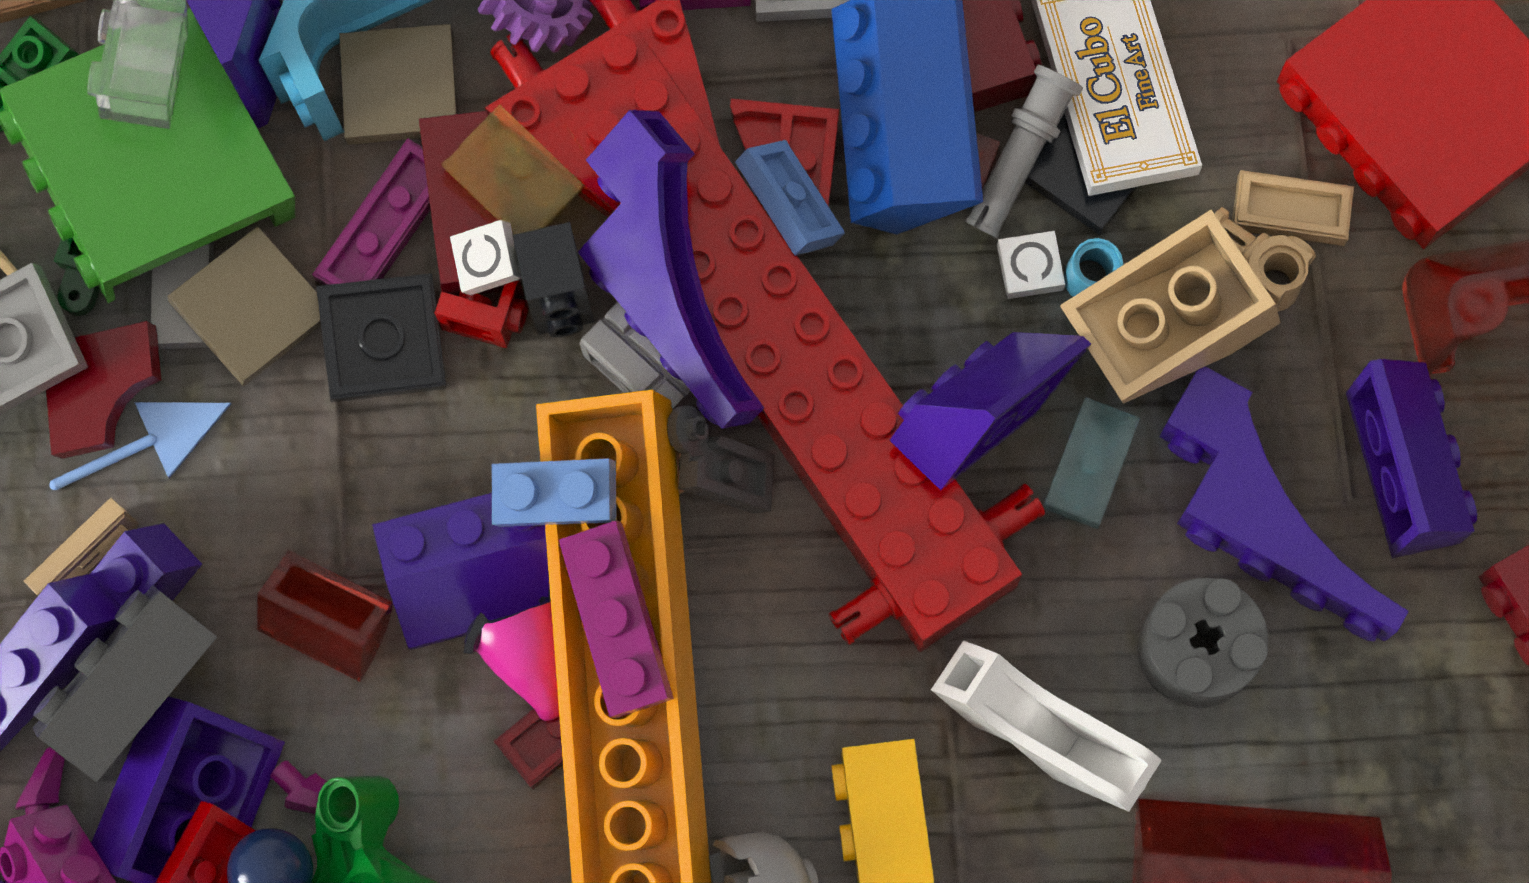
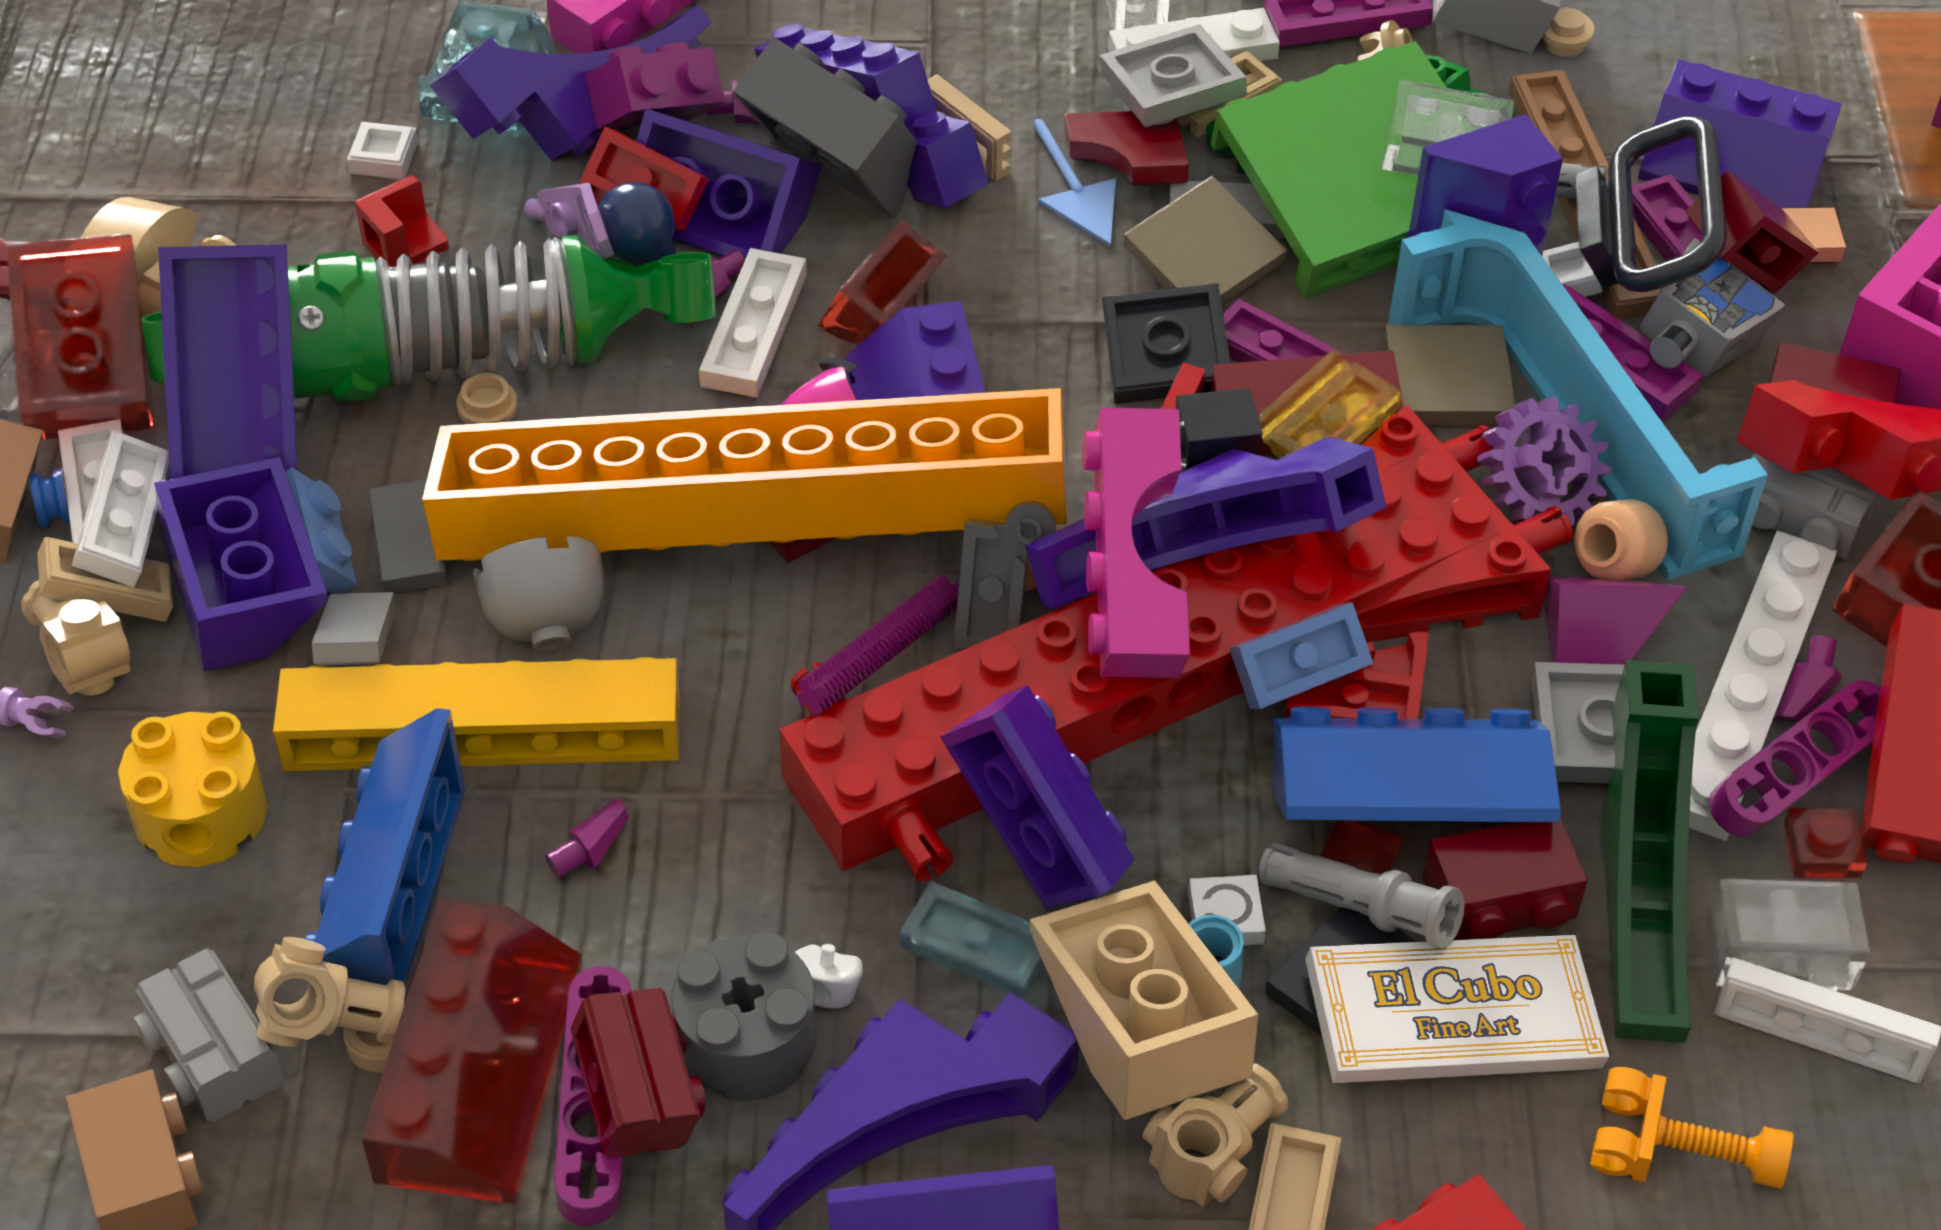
camera: 90 degrees right, 25 degrees down
(373, 740) = (753, 323): none -> white plate
(485, 257) = (1237, 377): white tile -> none
(554, 492) = (962, 392): medium blue plate -> none
(616, 619) = (824, 432): magenta plate -> none
(665, 323) = (1139, 617): none -> dark pink arch
(803, 565) = (878, 645): none -> magenta axle
(1017, 808) = (589, 840): none -> magenta bar
(1044, 727) = (654, 858): white arch -> none
(1137, 584) = (833, 975): none -> white piece
(1274, 759) = (574, 1102): none -> magenta beam
(1282, 720) = (636, 1072): none -> dark red brick

